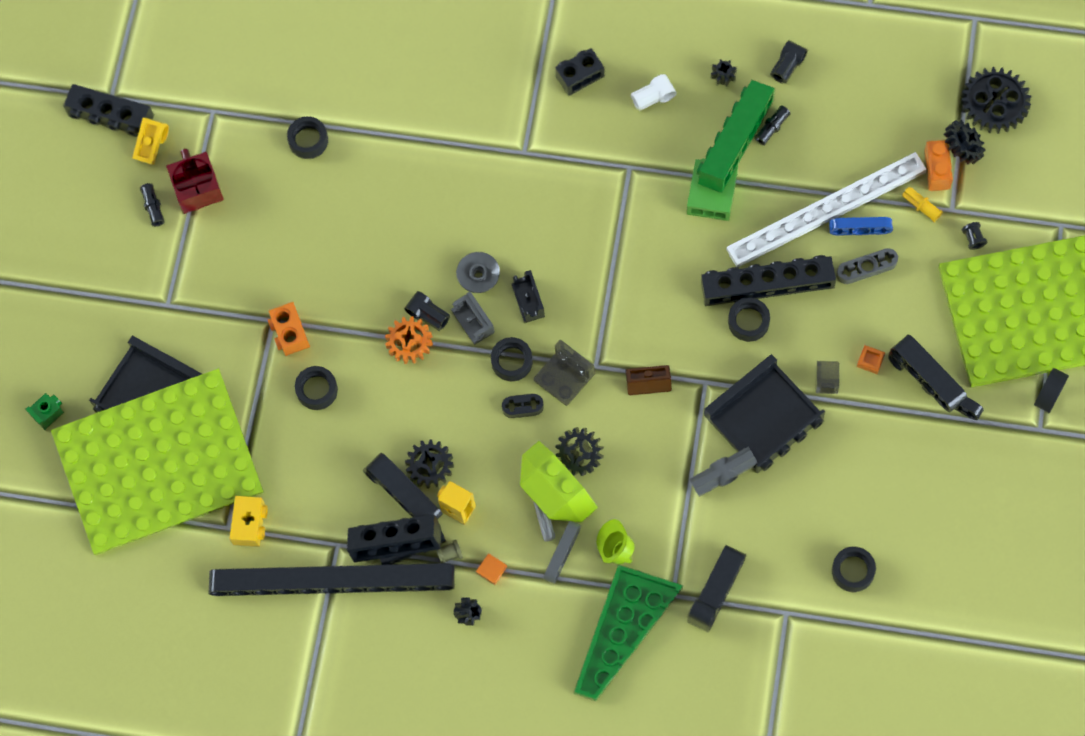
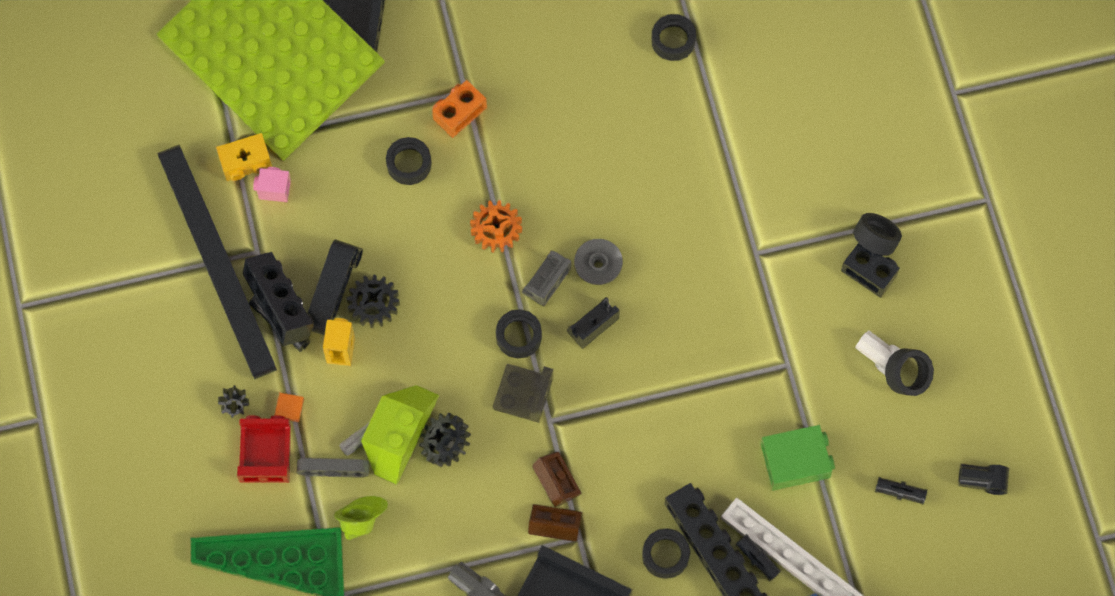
camera: 60 degrees right, 0 degrees up
(284, 506) = (272, 184): none -> bright pink brick
(422, 308) = (536, 225): black piece -> none
(449, 552) = (288, 359): olive bush -> none
(521, 603) = (264, 450): none -> red panel
(523, 411) = (469, 368): black beam -> none
(555, 52) = (877, 234): none -> black tyre
(673, 83) = (893, 372): none -> black tyre
(685, 395) = (554, 523): none -> reddish brown slope
(727, 76) = (937, 409): black gear -> none
(736, 136) = (865, 455): green brick -> none
(782, 251) = (758, 557): none -> black pin

